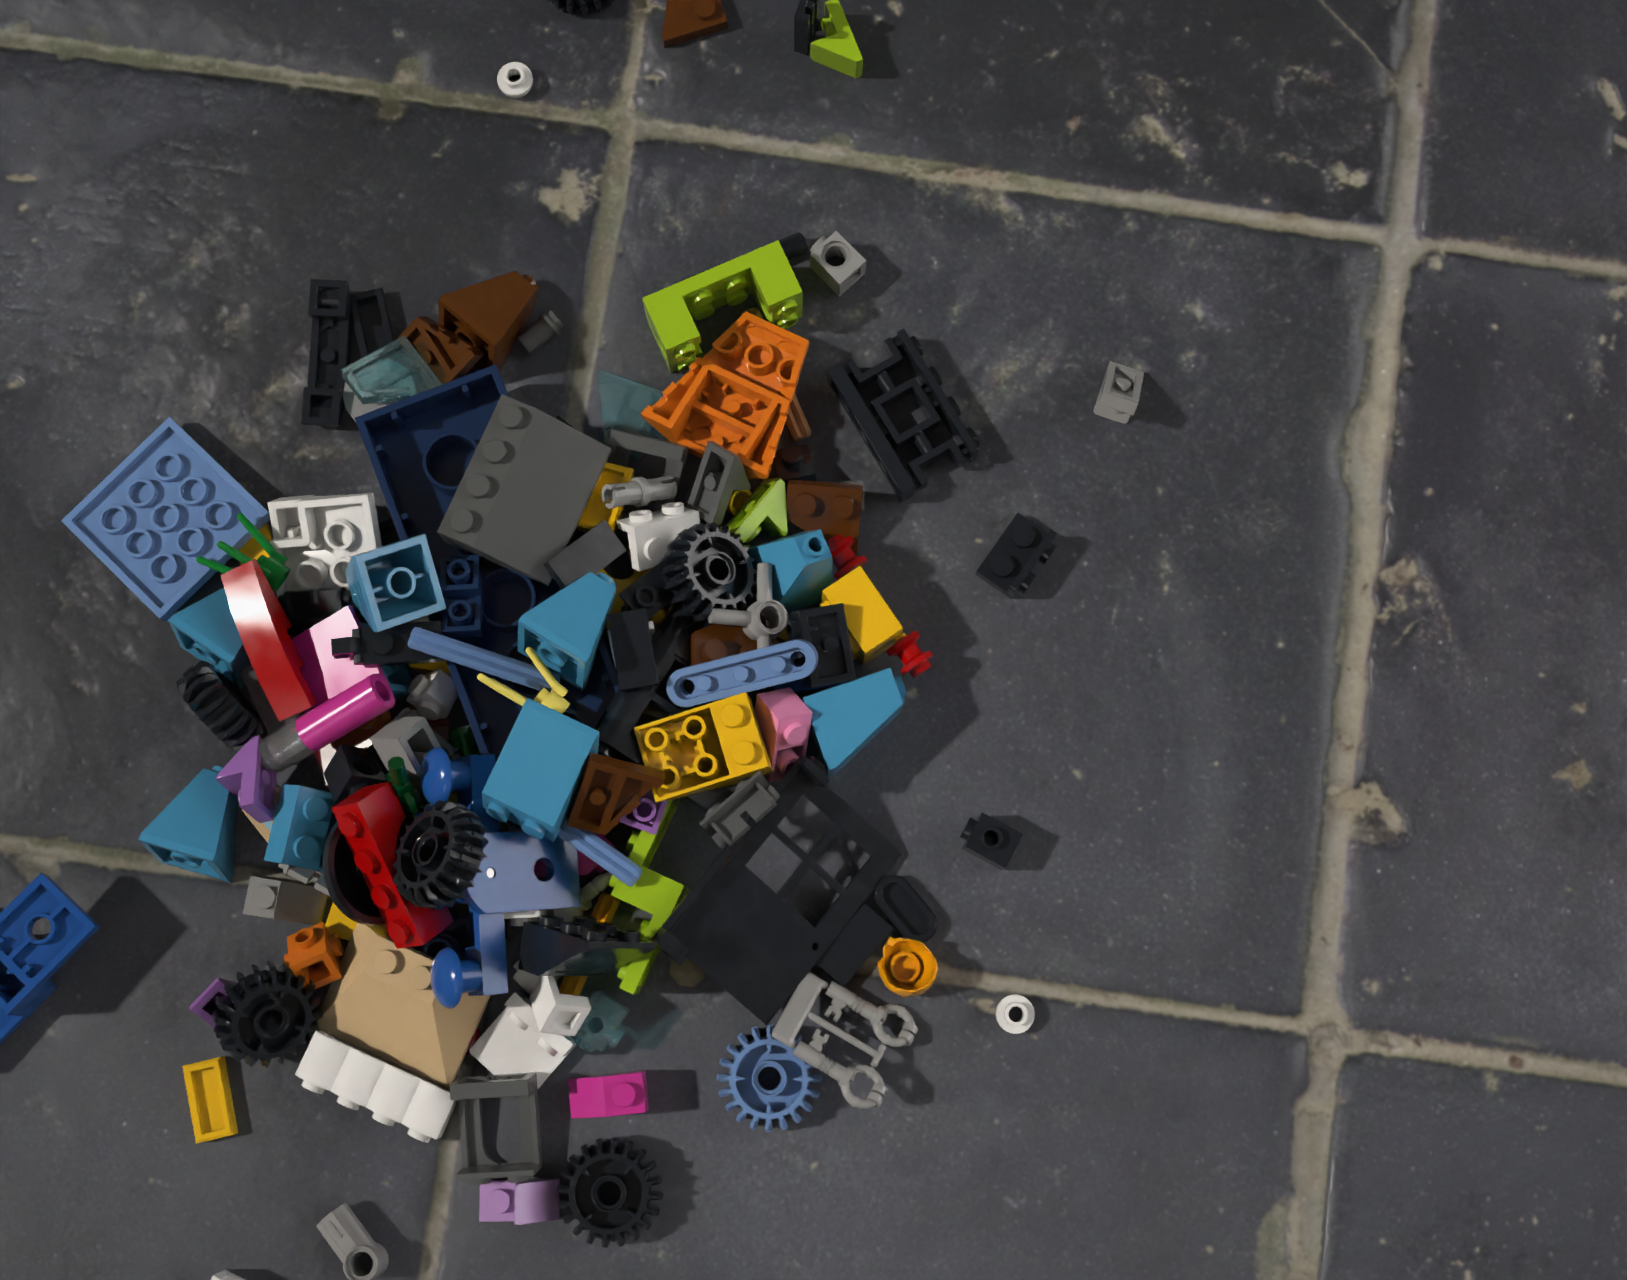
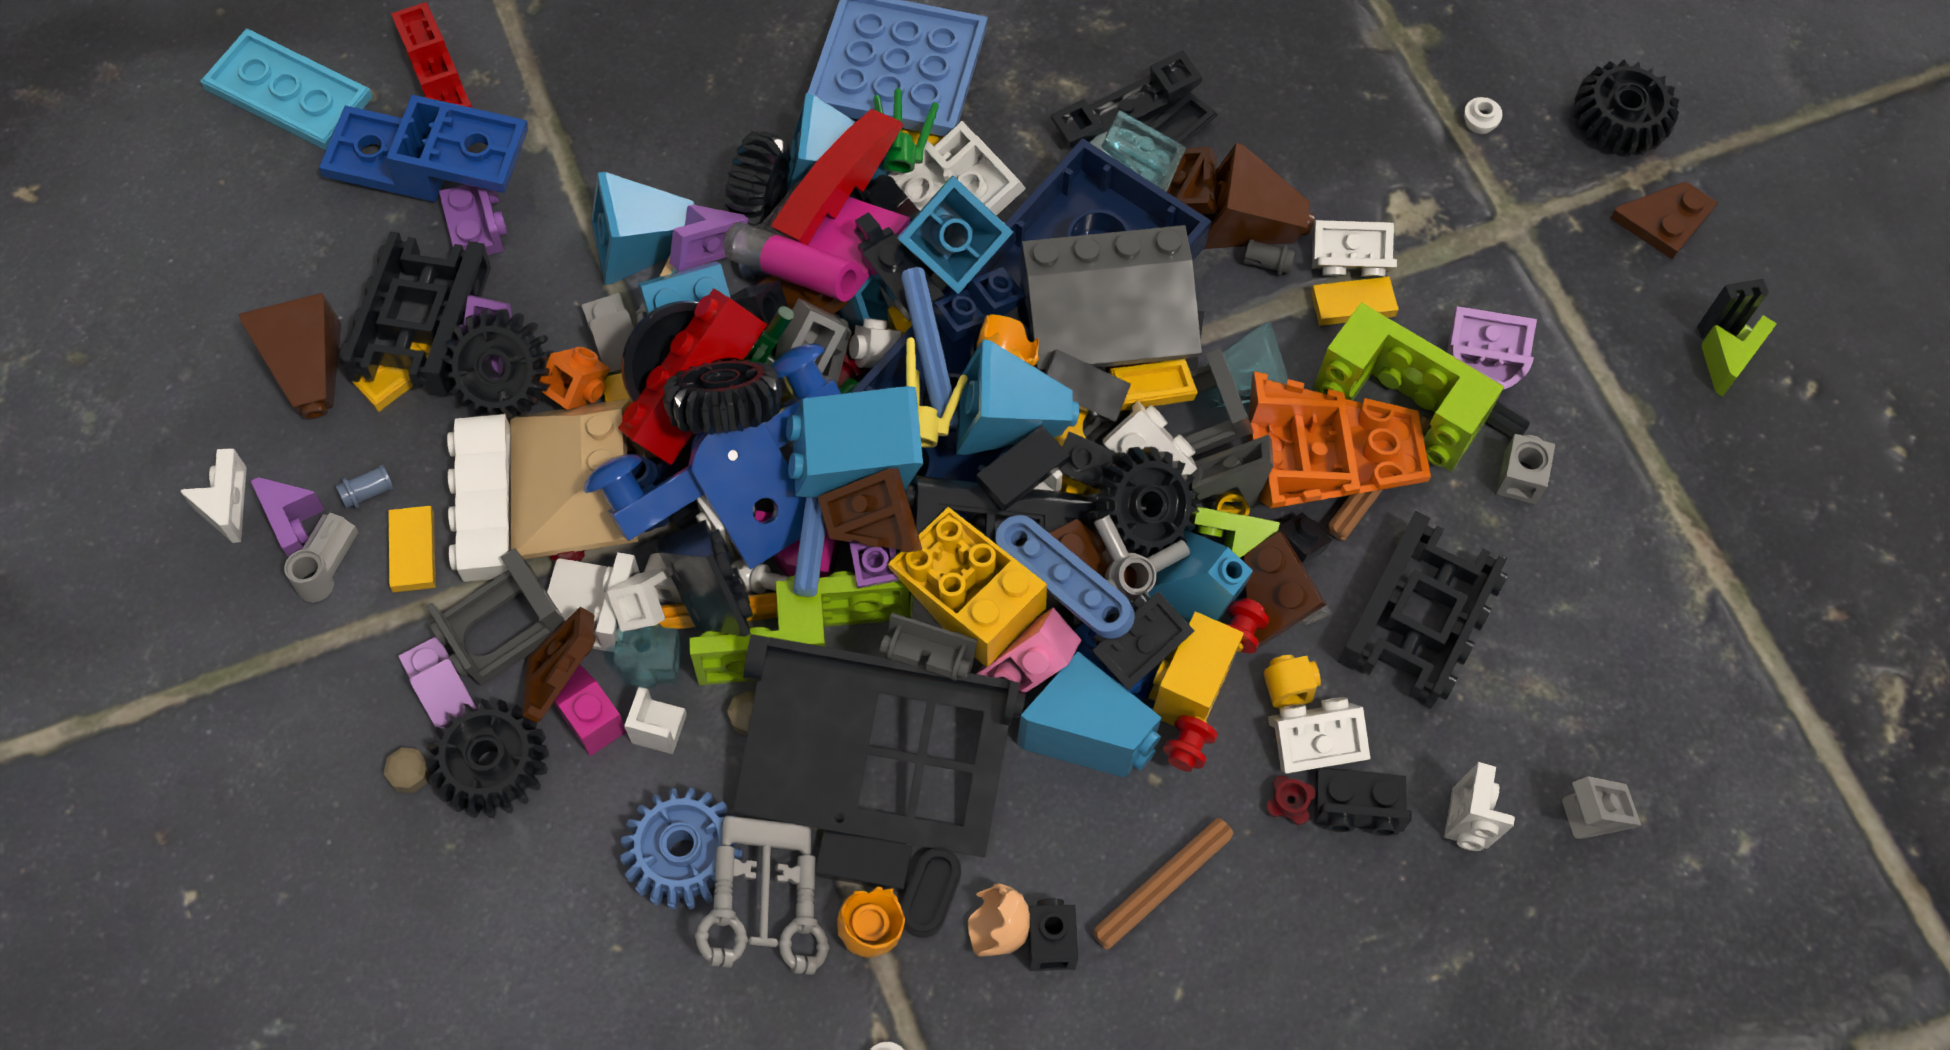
camera: 60 degrees right, 15 degrees down
(102, 966) = (472, 217): none -> medium lavender bracket
(141, 1081) = (384, 299): none -> black fence
(150, 1177) = (300, 348): none -> reddish brown slope
(288, 1257) = (286, 509): none -> medium lavender slope
(307, 1179) = (364, 487): none -> sand blue pin
(387, 1165) = (412, 549): none -> yellow tile
(514, 596) = (1011, 336): none -> light orange hair
(566, 1100) = (555, 662): none -> reddish brown wing
(574, 264) = (1353, 246): none -> white bracket
(580, 1259) = (406, 770): none -> dark tan tile
(618, 292) = (1337, 301): none -> yellow tile
(639, 491) = (1179, 405): light grey pin -> none
(655, 1044) = (654, 723): none -> white panel
(723, 219) = (1493, 343): none -> lavender slope
(900, 547) = (1291, 680): none -> yellow plate
(952, 553) = (1320, 735): none -> white bracket
(960, 874) = (1000, 923): none -> light nougat hair
(987, 595) = (1300, 791): none -> dark red plate
(995, 736) = (1162, 883): none -> medium nougat axle
(1072, 485) = (1471, 810): none -> white bracket

